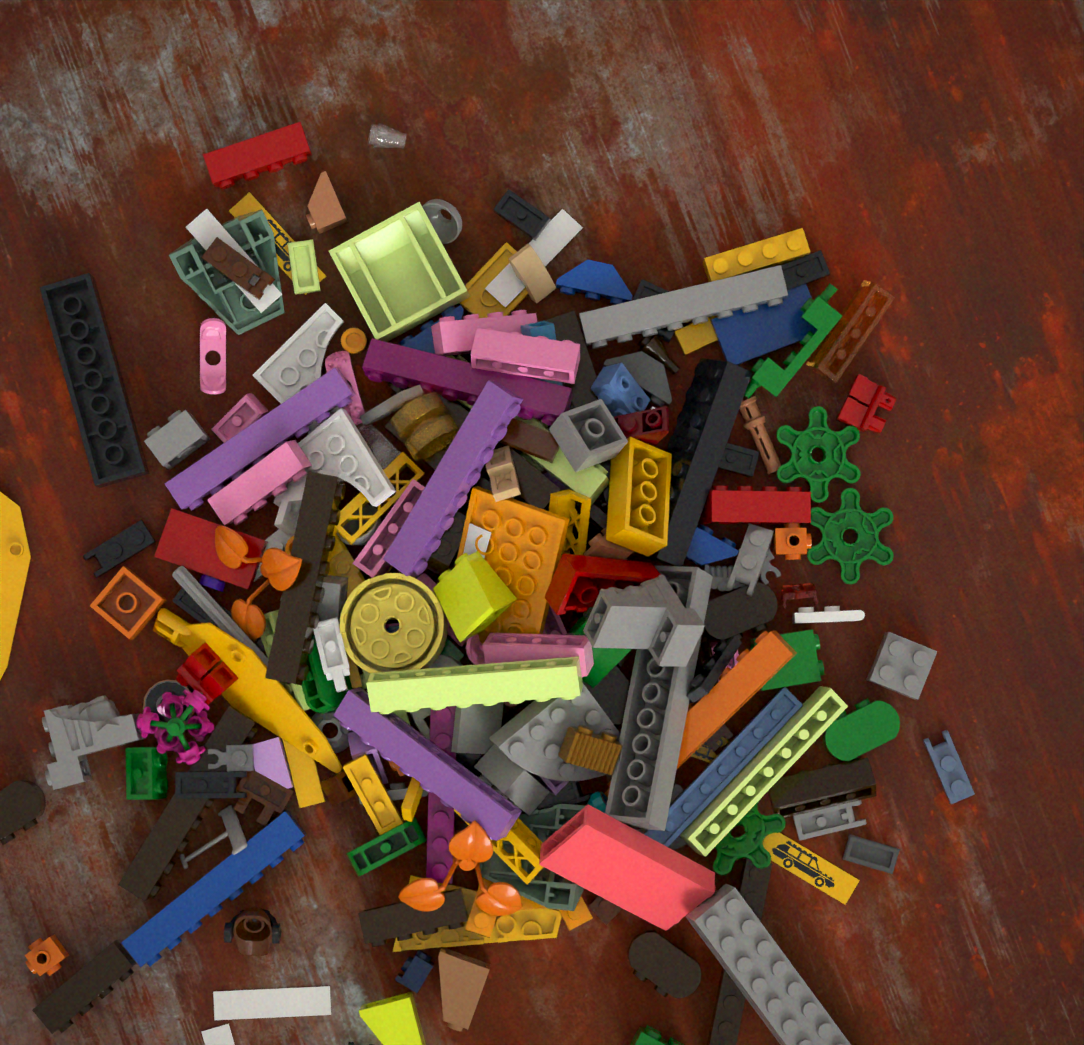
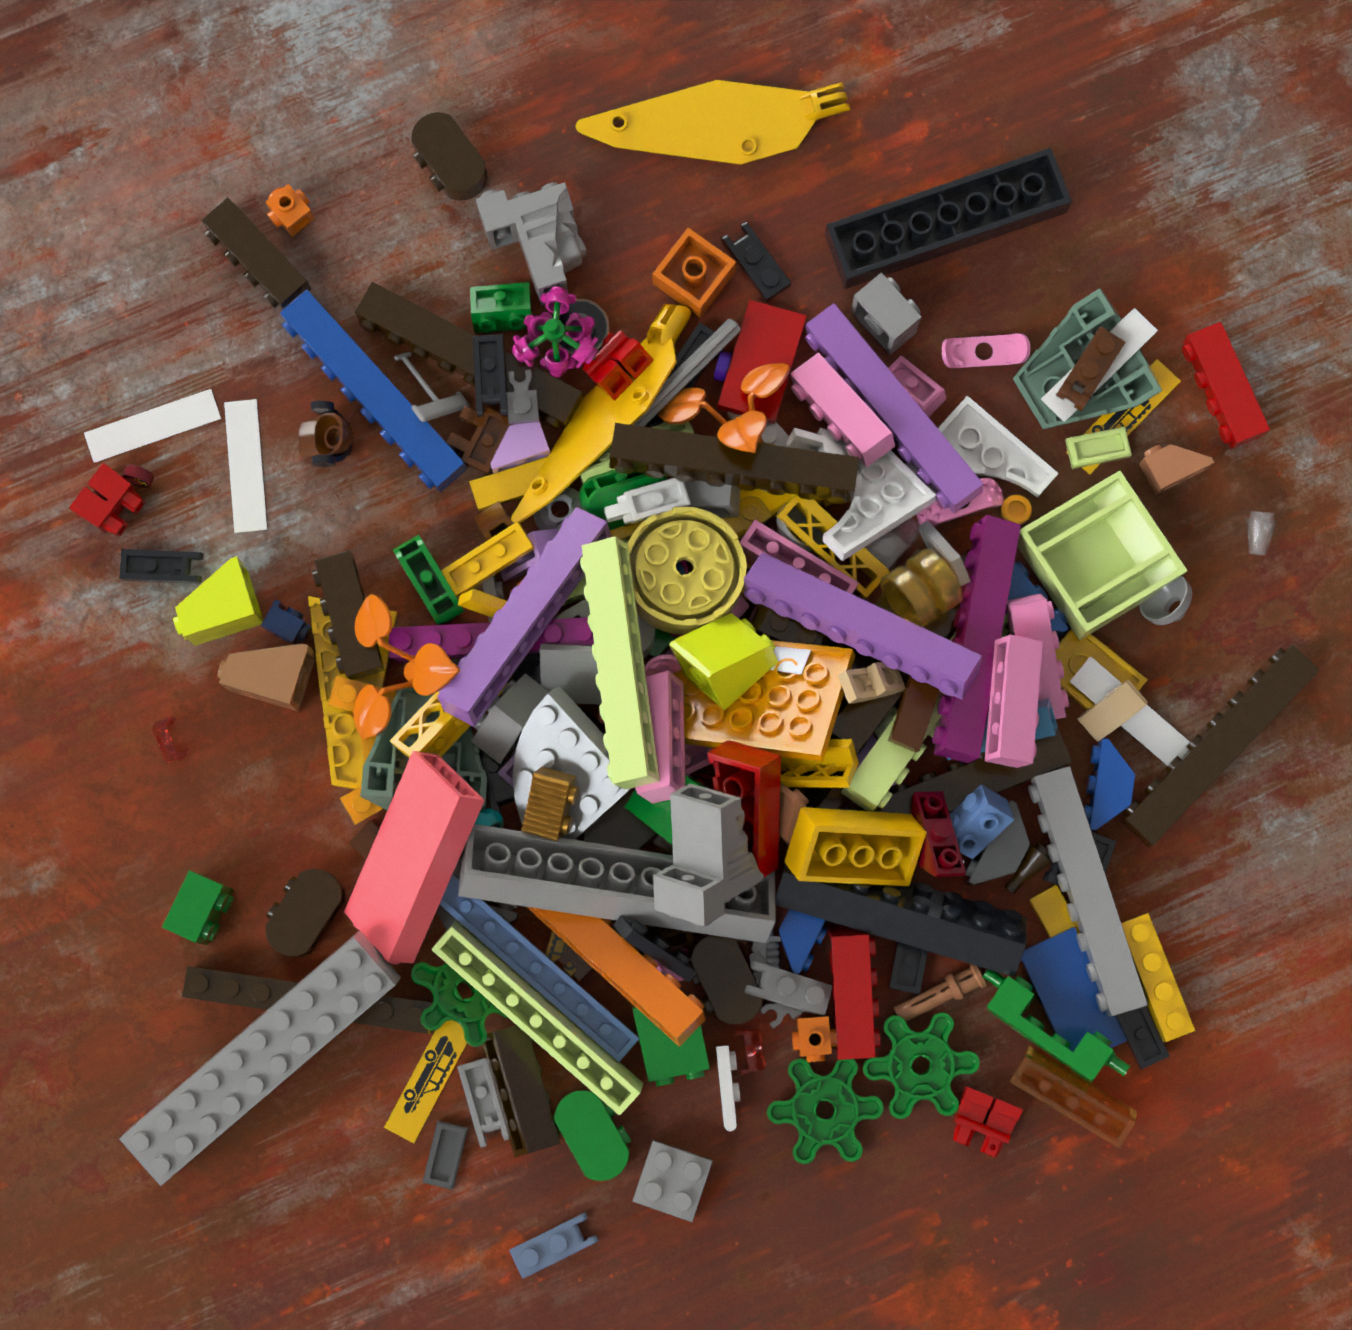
camera: 90 degrees right, 5 degrees down
(521, 214) = (1181, 695): black plate -> none
(566, 186) = (1219, 746): none -> dark brown brick
(588, 435) = (924, 780): light grey brick -> none

